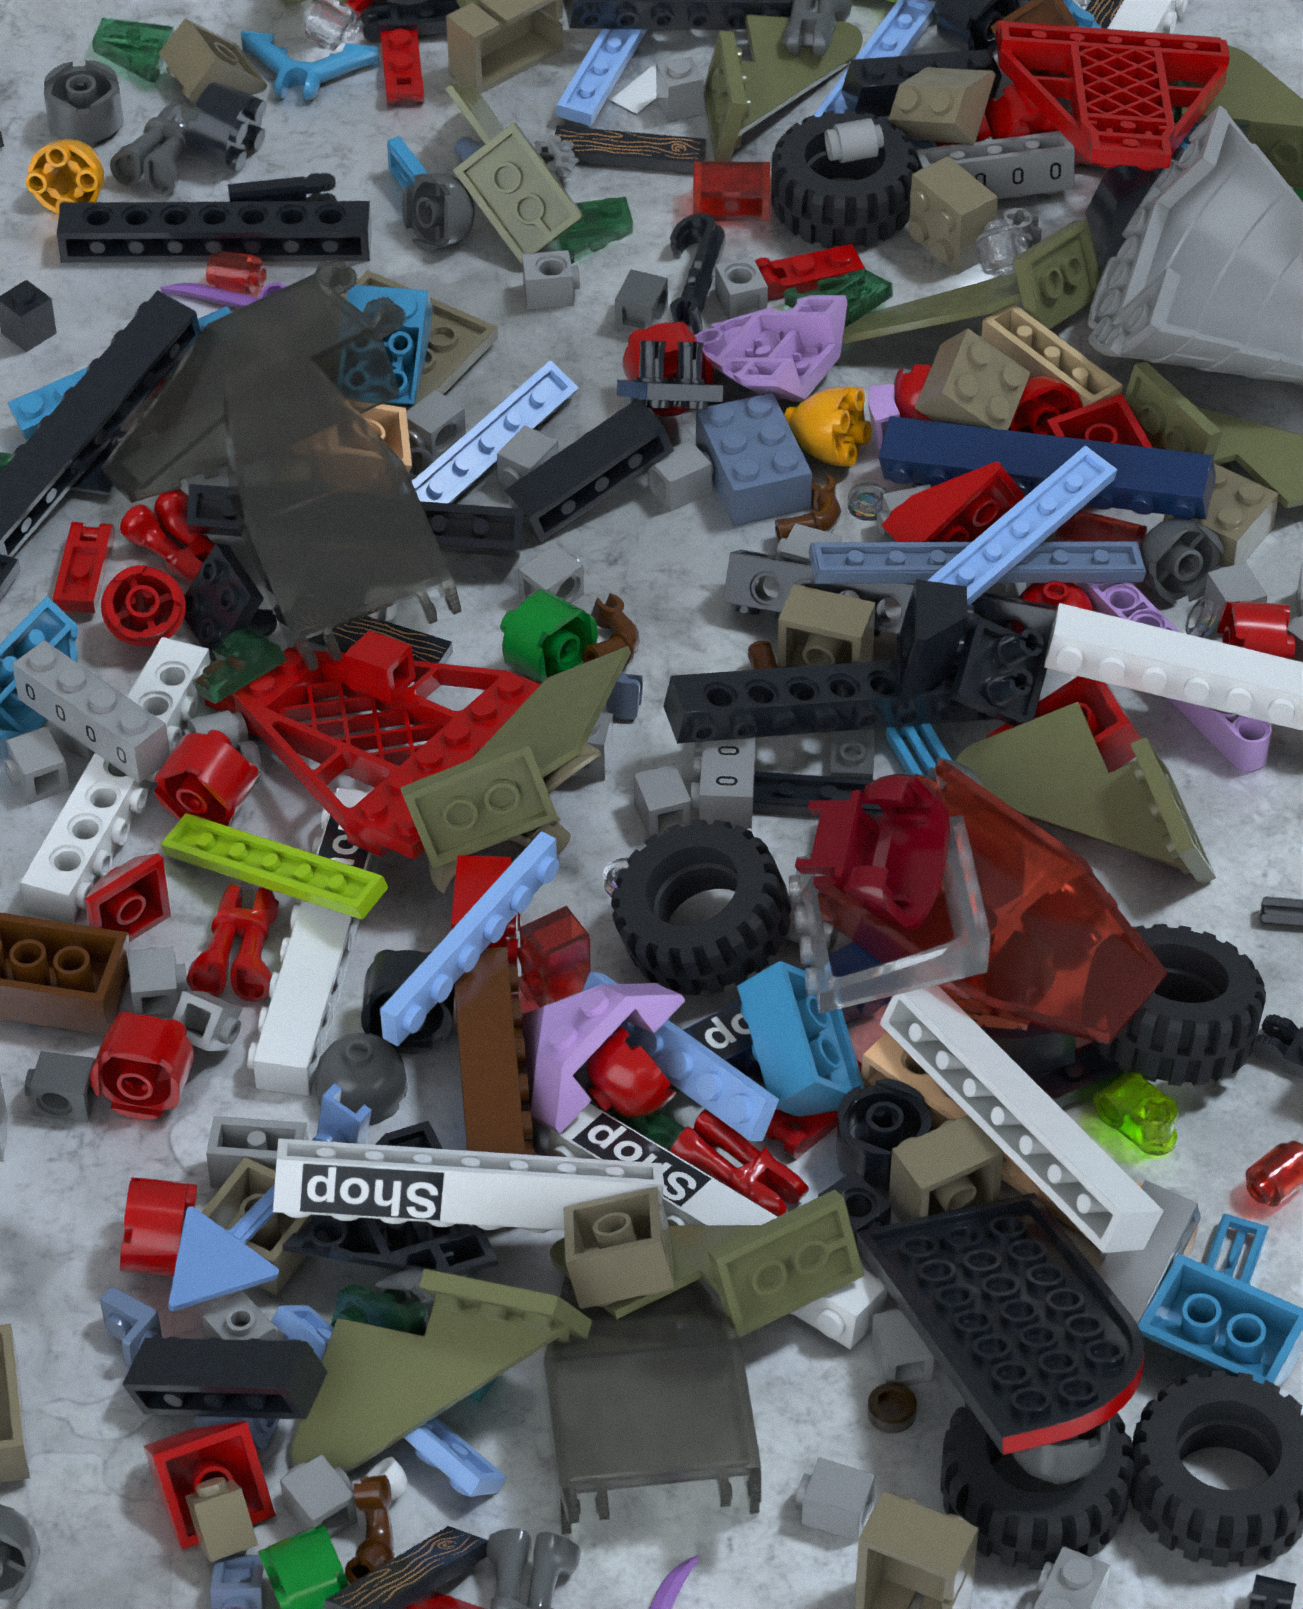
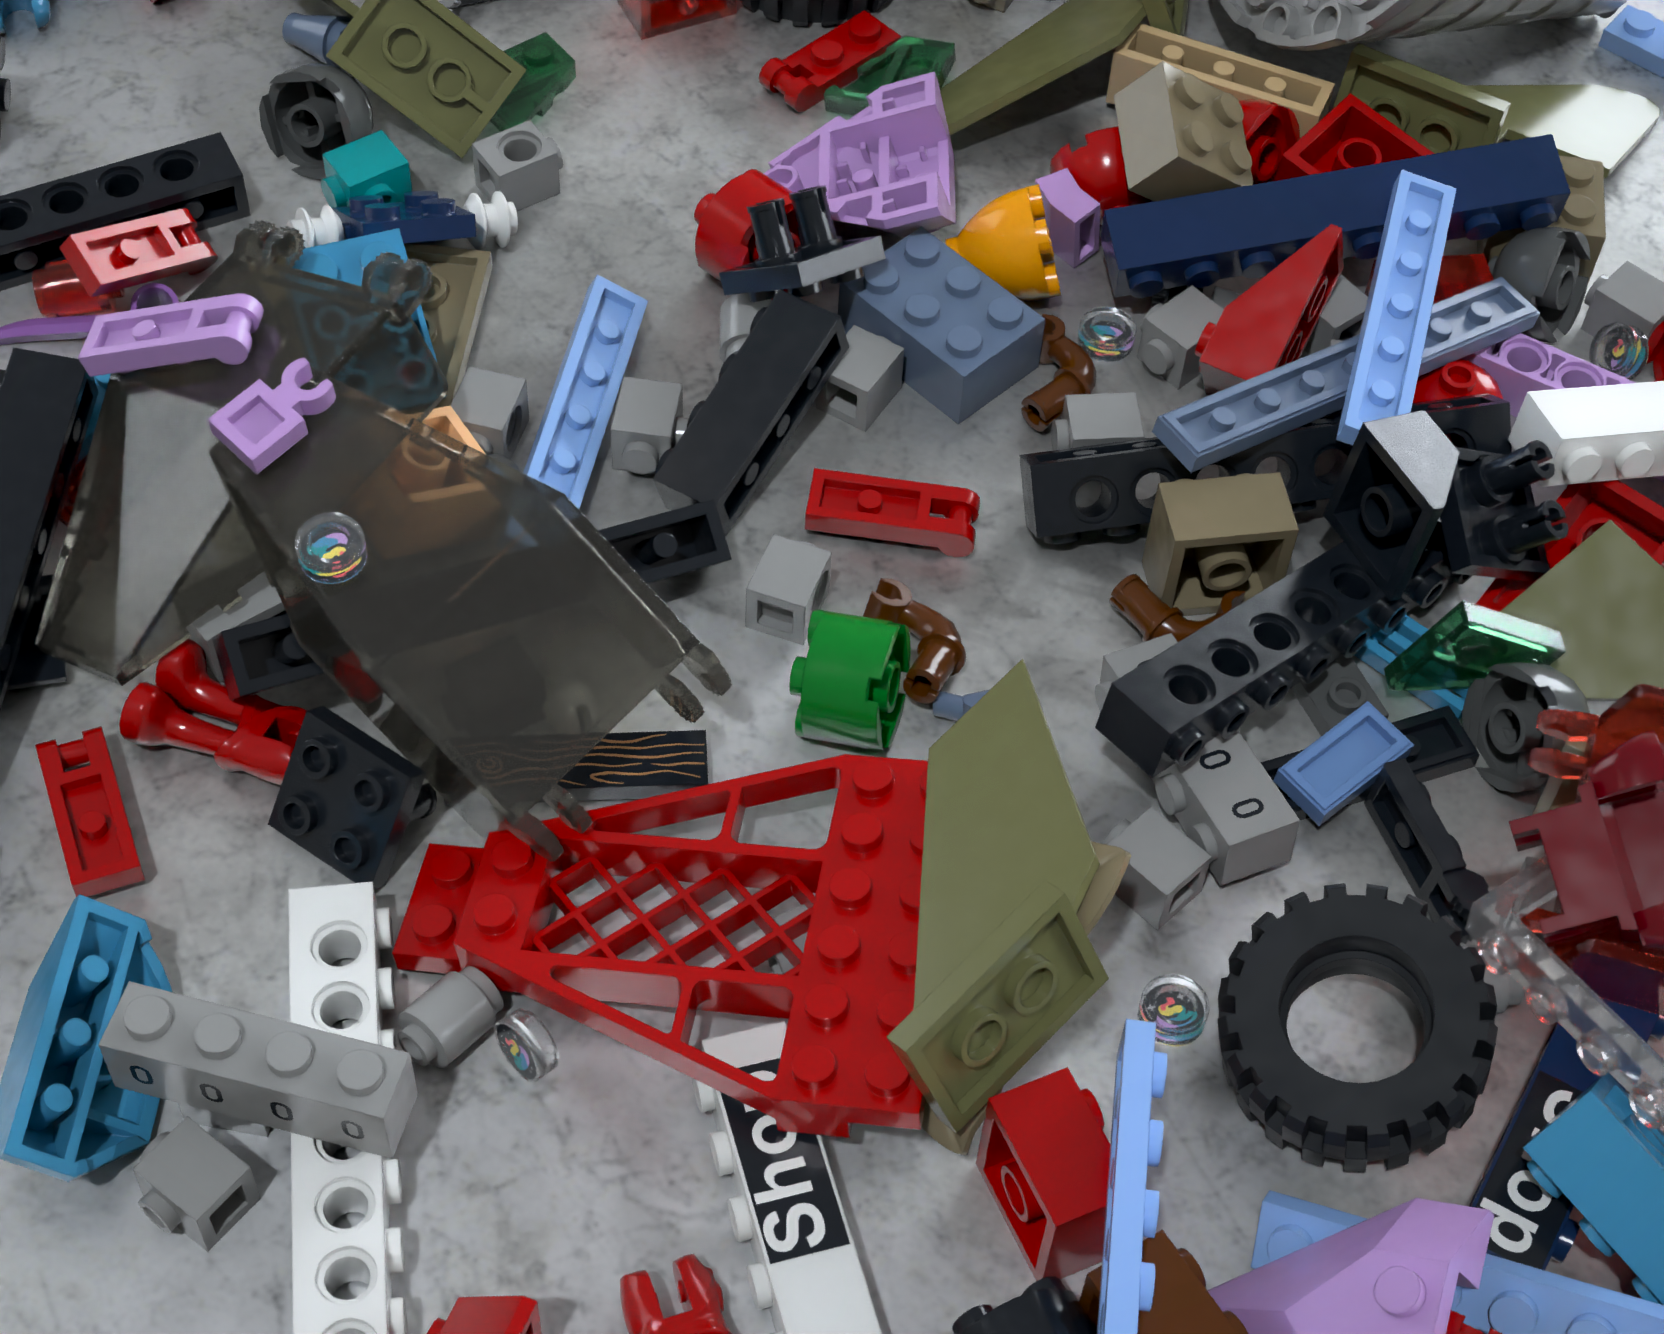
camera: 30 degrees left, 5 degrees up
(143, 606) = (231, 849): red cone -> none
(205, 778) = (492, 1110): red brick -> none
(239, 662) = (447, 888): clear green plate -> none
(246, 309) = (172, 335): none -> lavender plate
(256, 368) = (268, 422): none -> lavender plate
(257, 449) = (331, 547): none -> clear tile
(273, 258) = (137, 252): none -> plate
(274, 866) = (696, 1222): lime plate -> none
(285, 189) = (87, 152): black hinge -> none
(380, 666) = (667, 820): red brick -> none
(403, 162) = (234, 74): dark azure tile -> none
(448, 258) = (366, 168): none -> teal brick
(462, 293) = (419, 217): none -> plate
(553, 957) = (1207, 1191): clear red brick -> none
(641, 301) = (657, 162): dark grey brick -> none
(648, 559) = (893, 510): none -> red plate
(712, 239) = (679, 45): black piece -> none
(740, 287) = (772, 107): light grey brick -> none
(815, 783) = (1342, 763): none -> medium blue tile
(936, 737) = (1467, 645): none -> clear green wing

